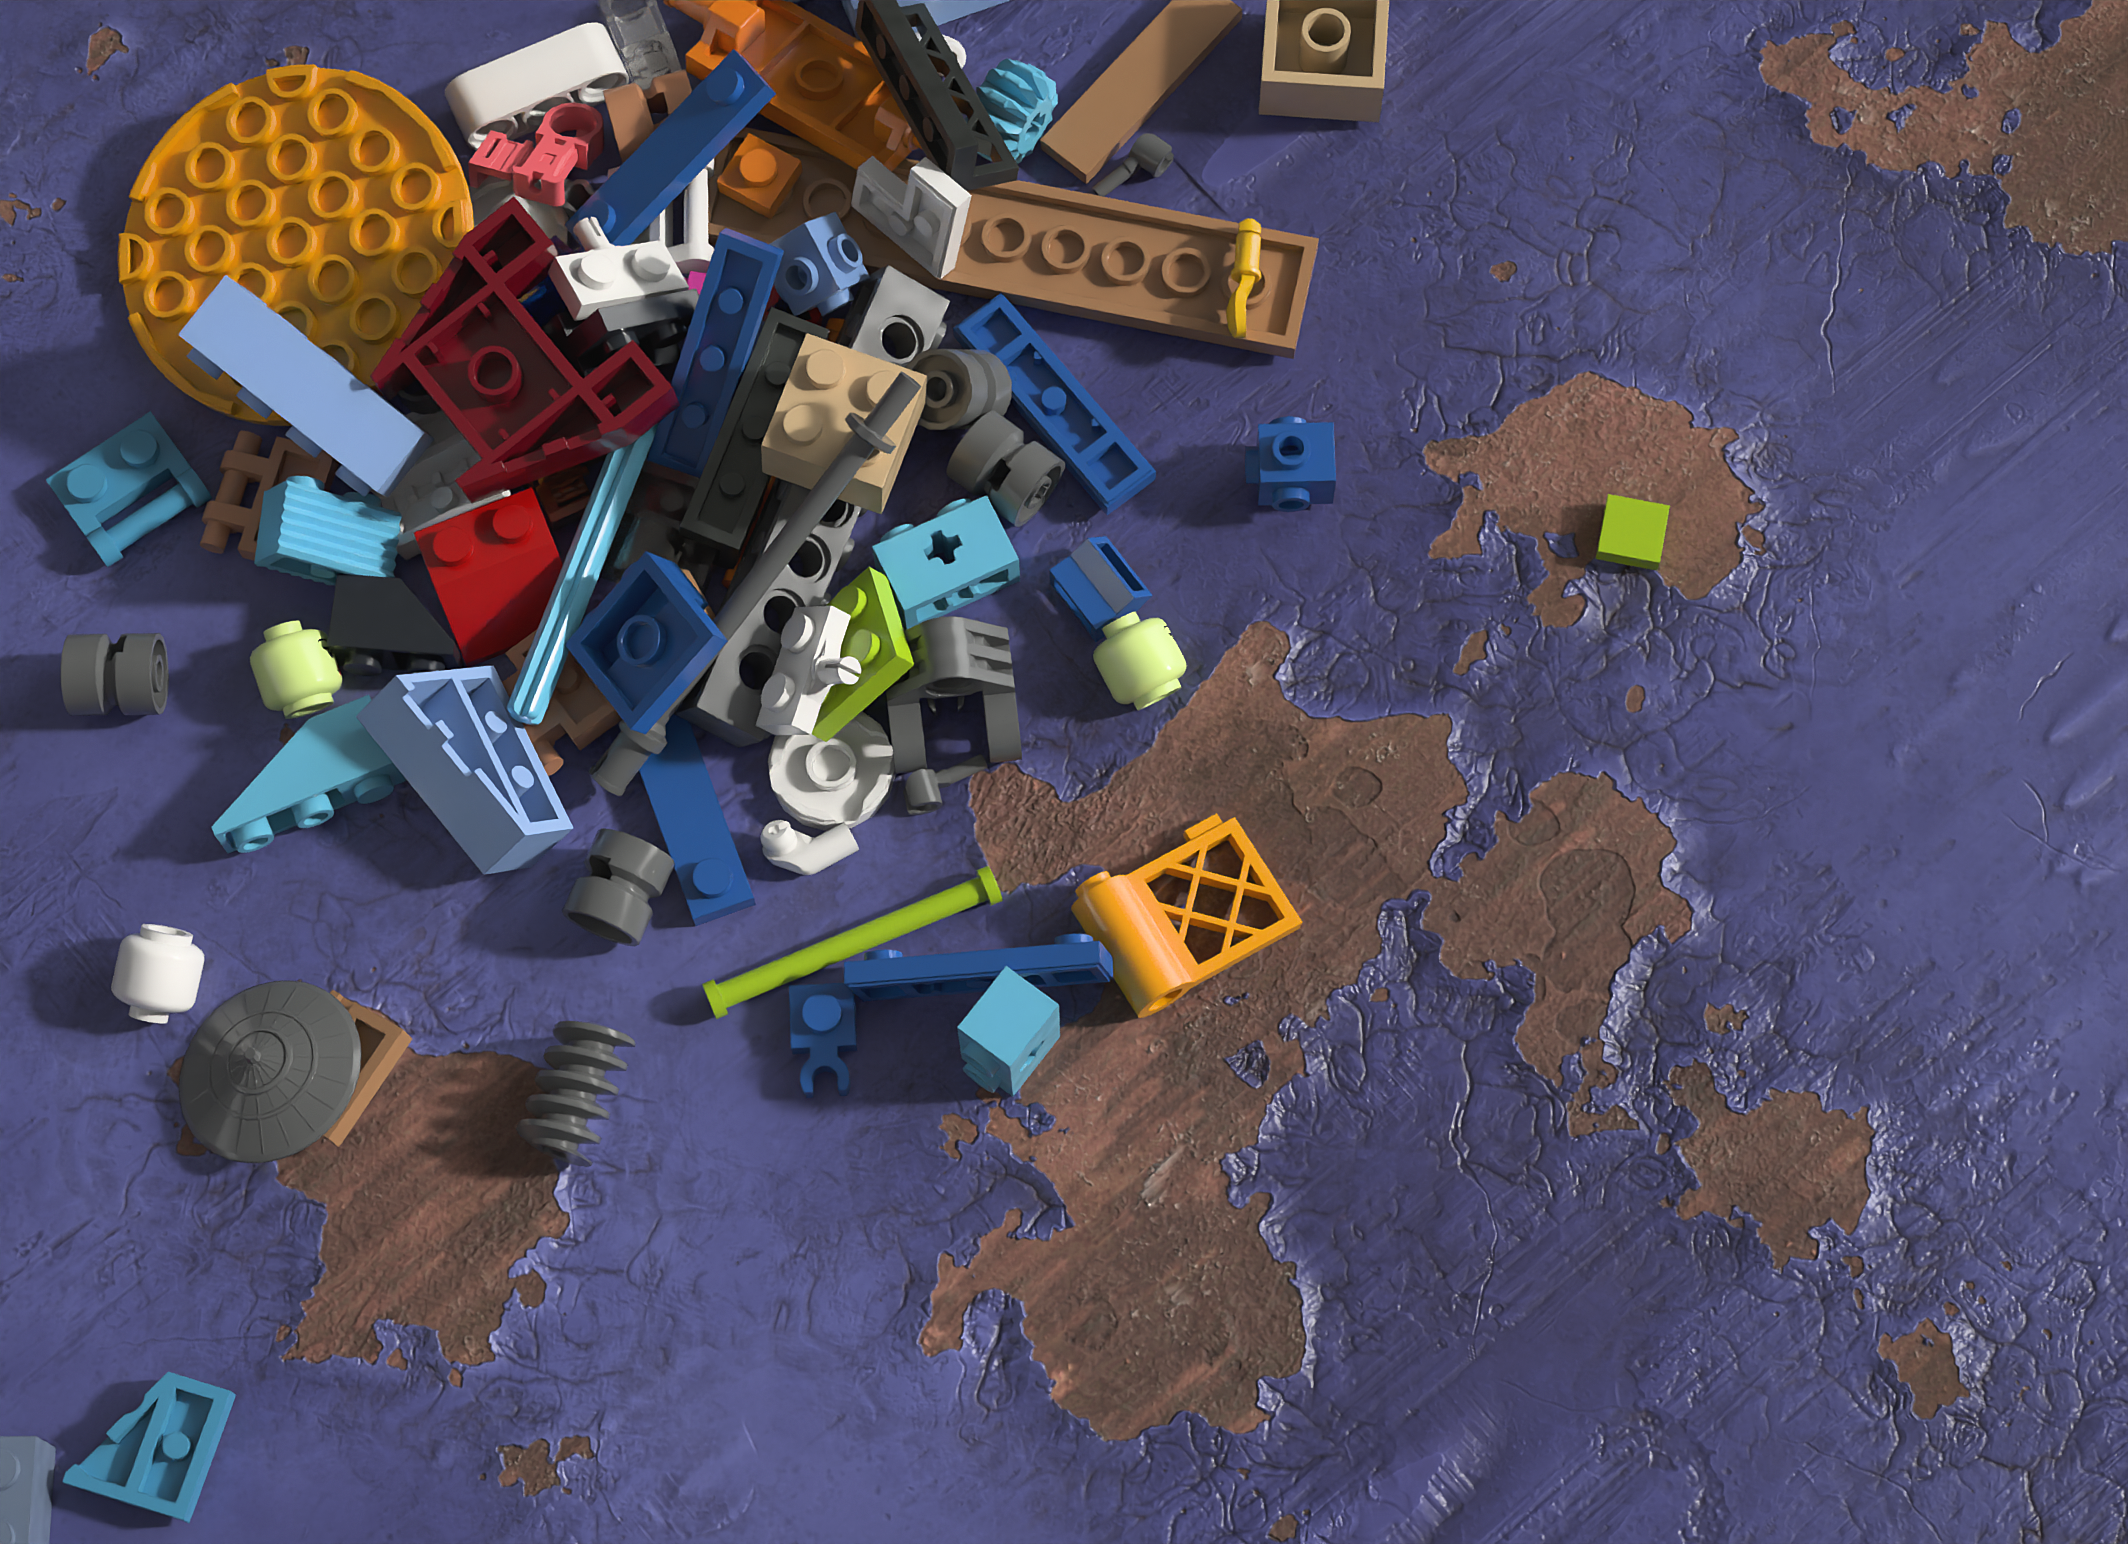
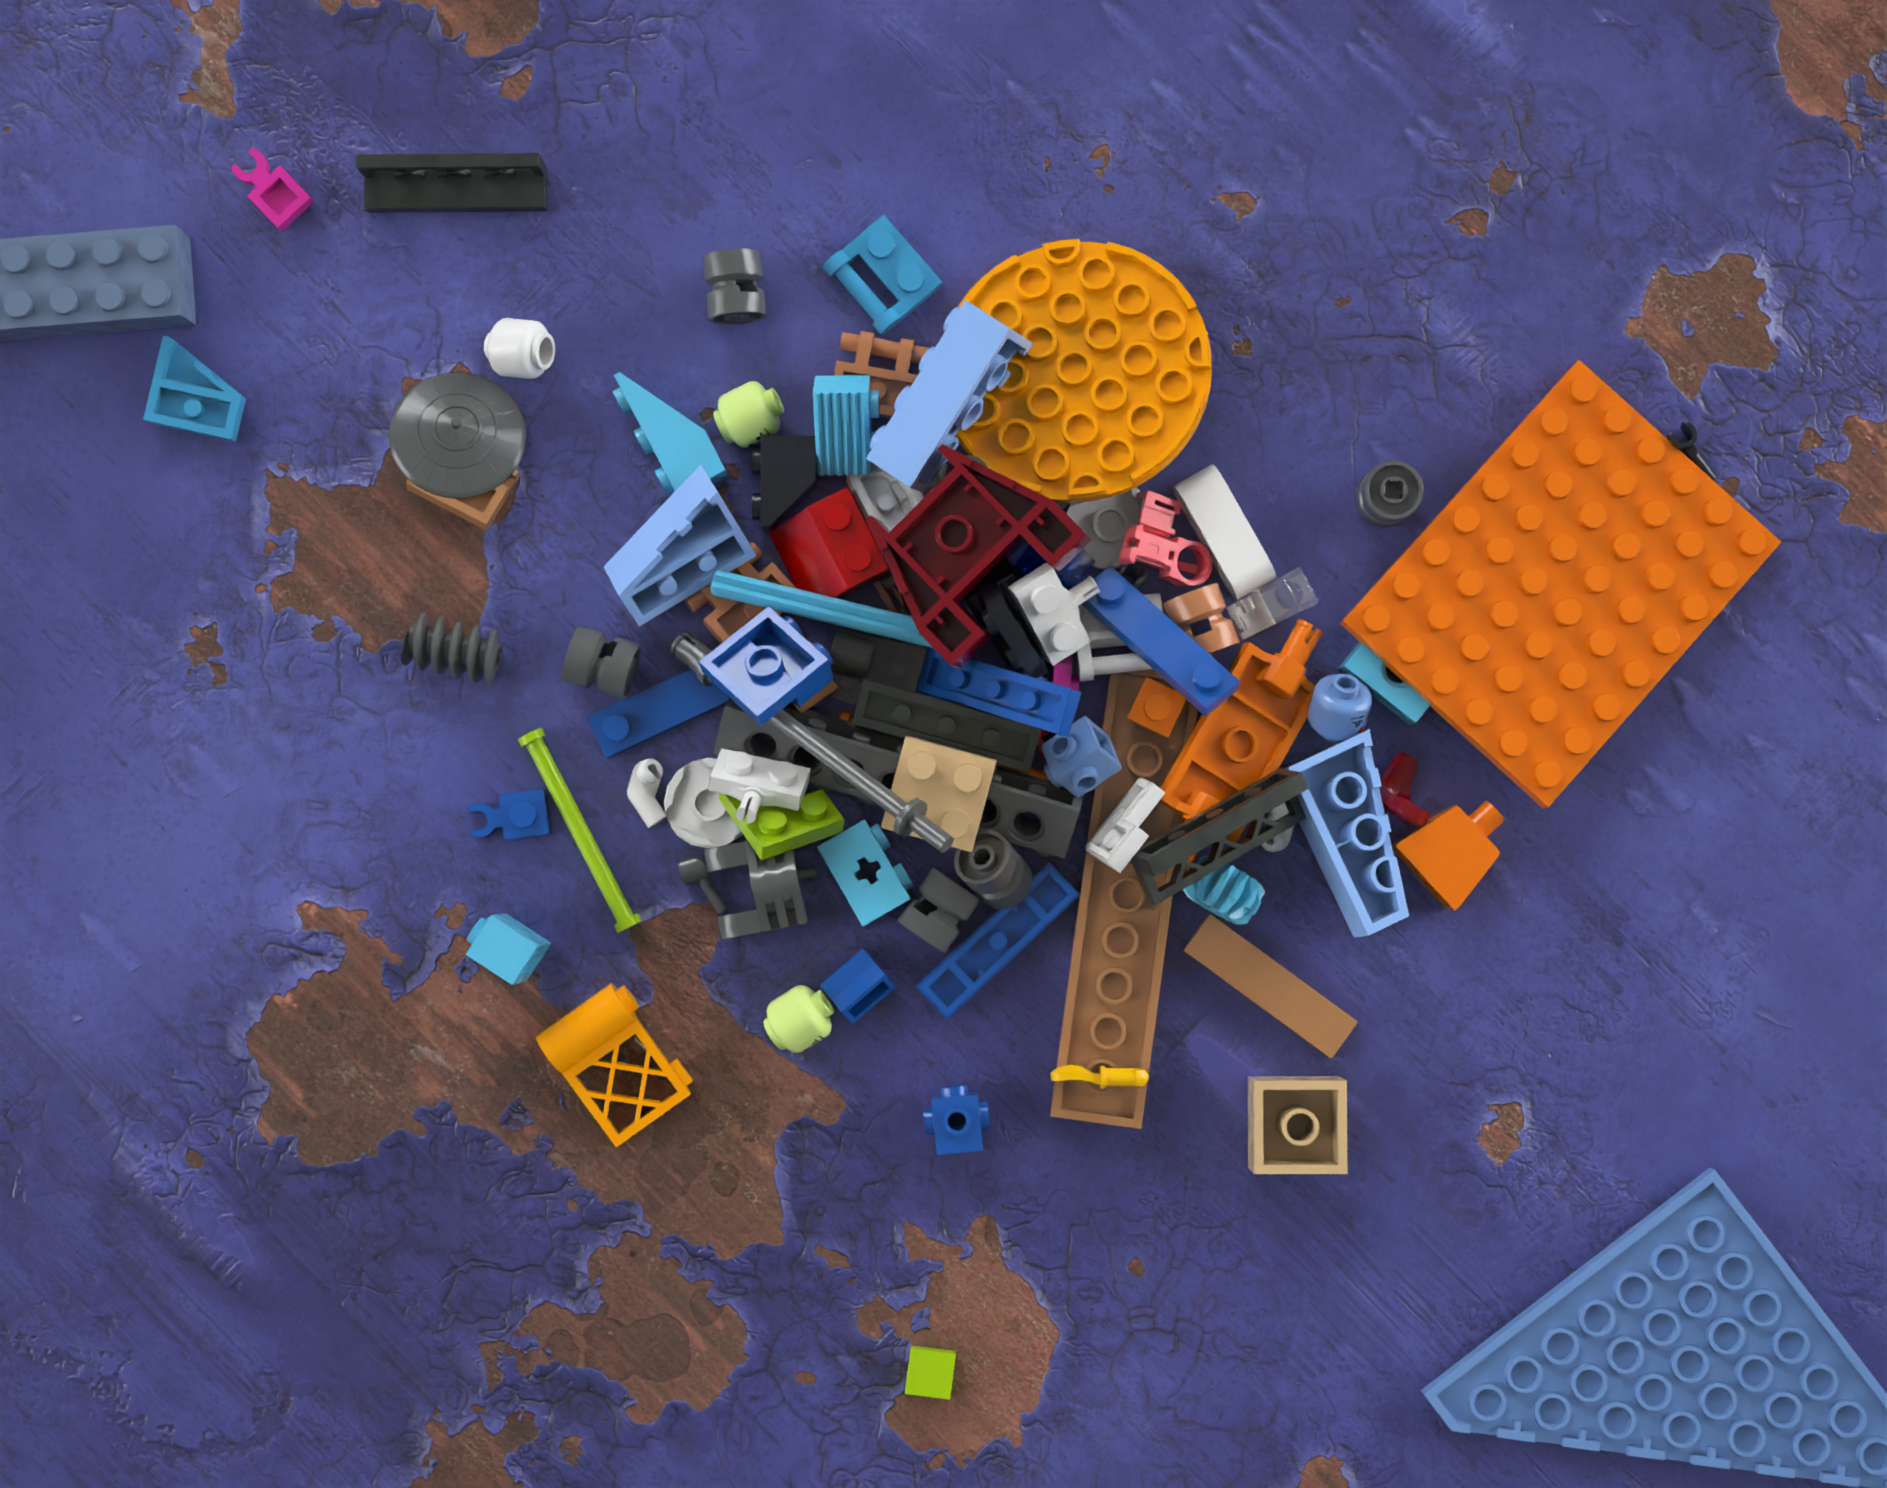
camera: 85 degrees right, 15 degrees up
(889, 975) = (559, 987): blue plate -> none
(1147, 152) = (1206, 996): dark grey hand -> none

